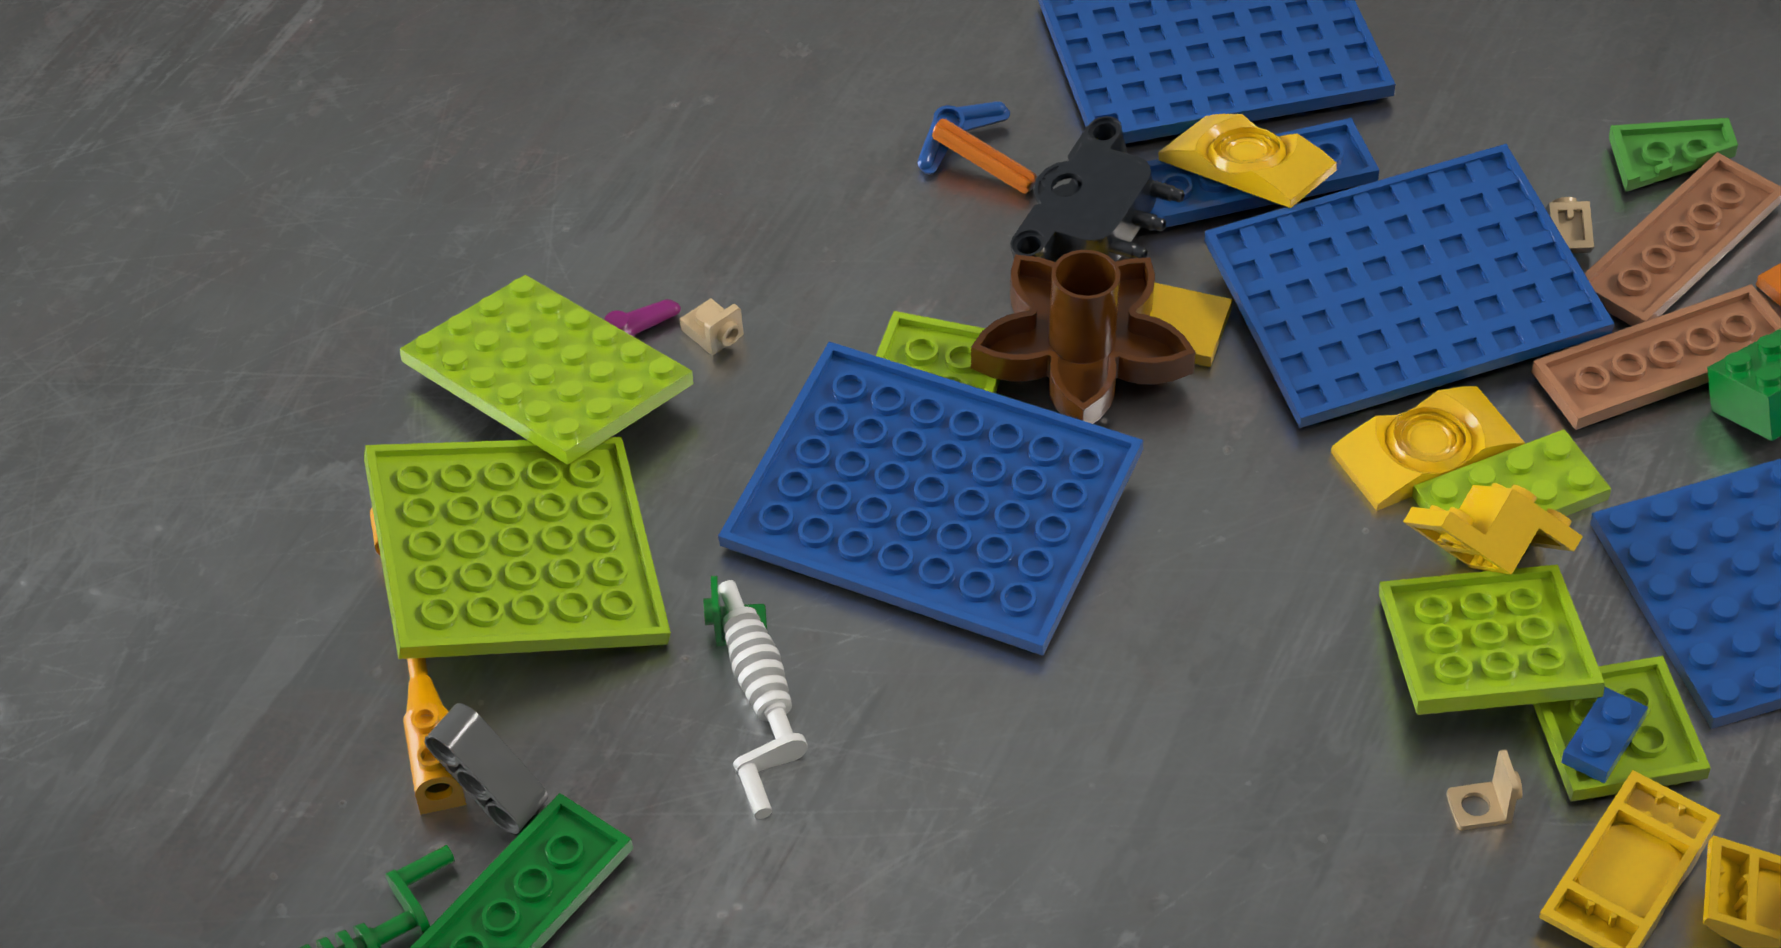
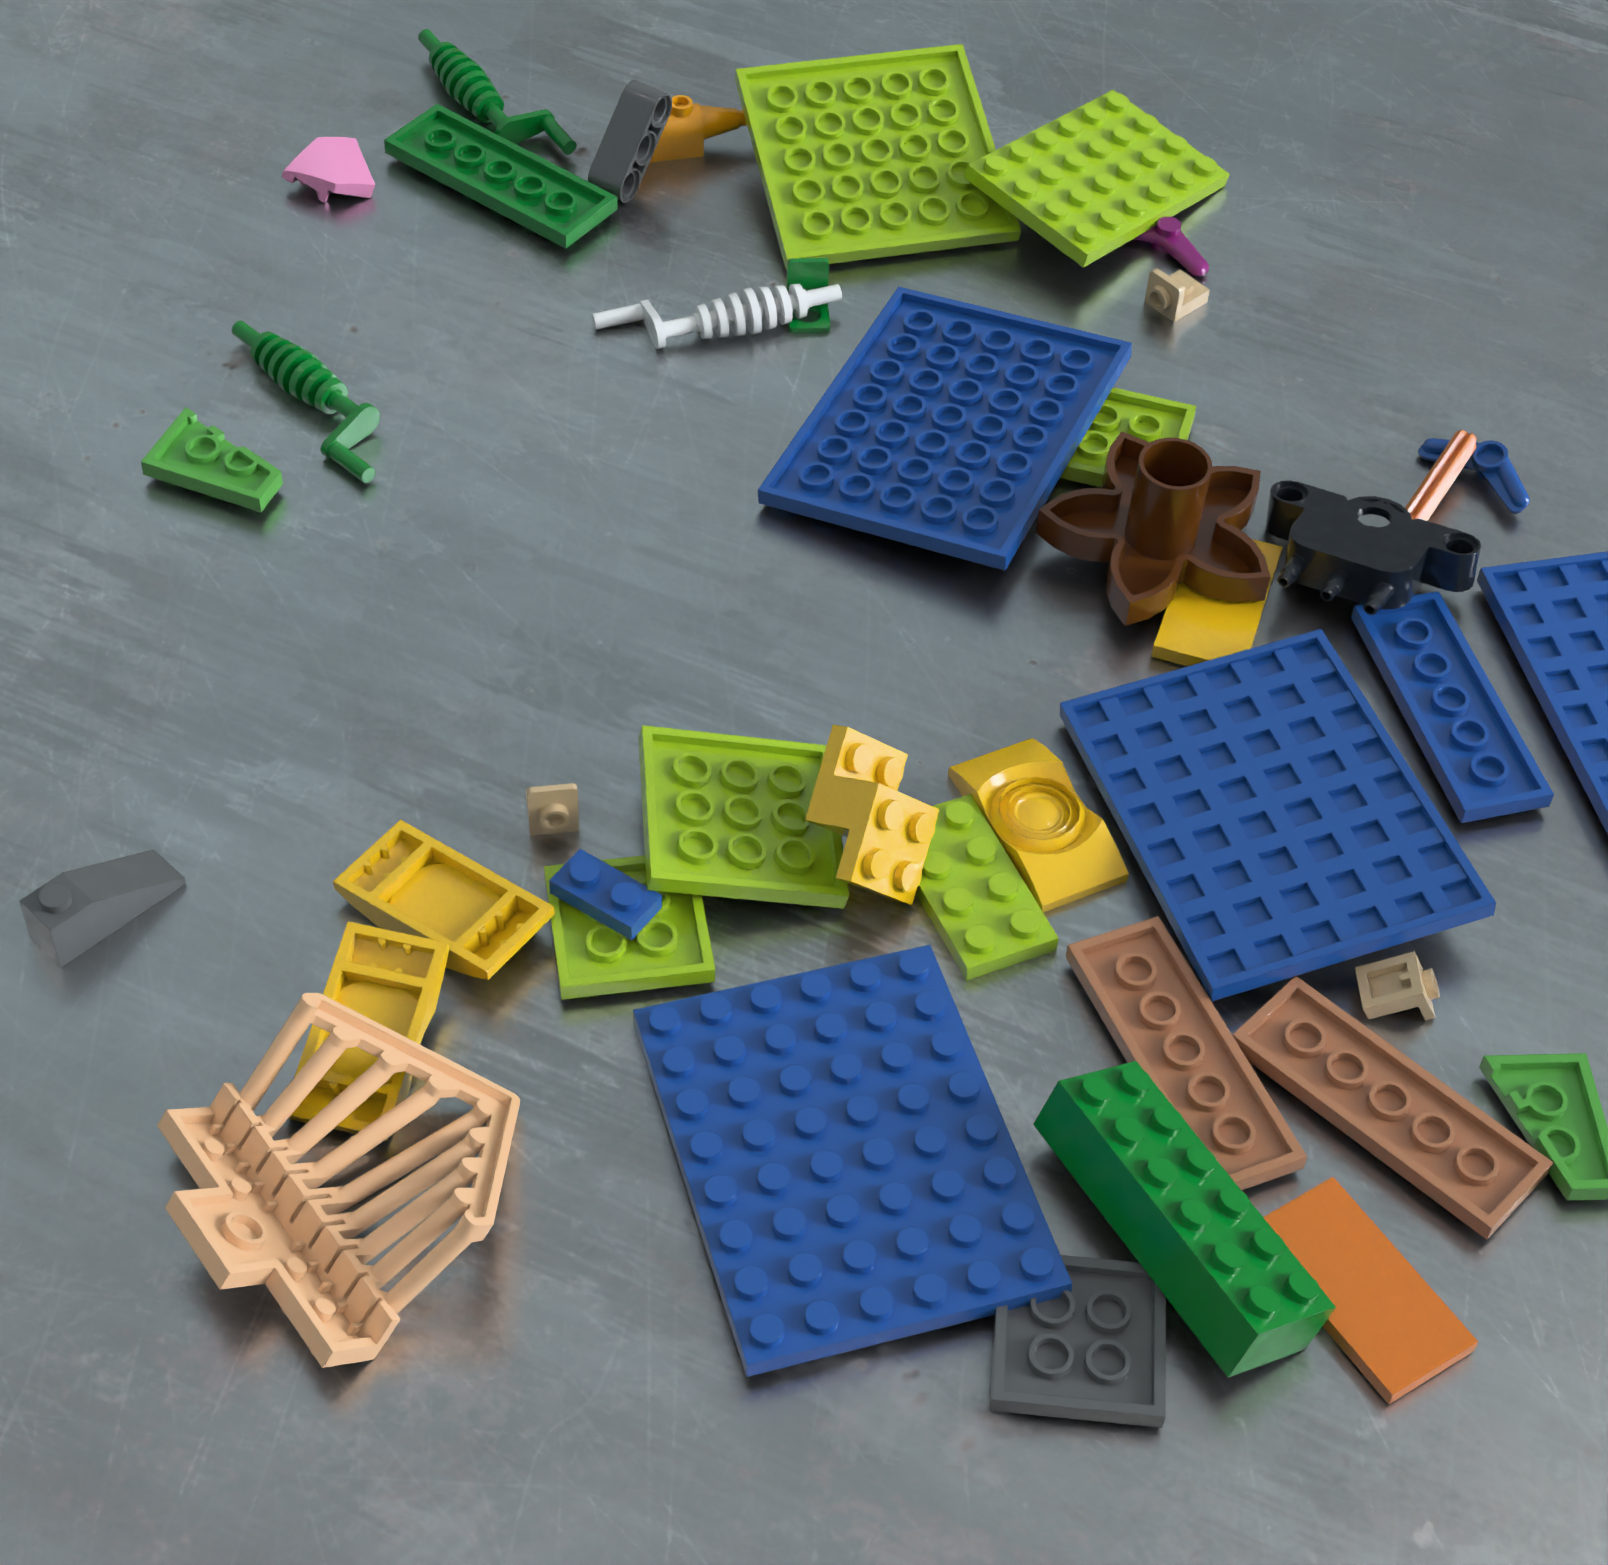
camera: 85 degrees right, 0 degrees up
(1250, 158) = (1446, 680): yellow slope -> none

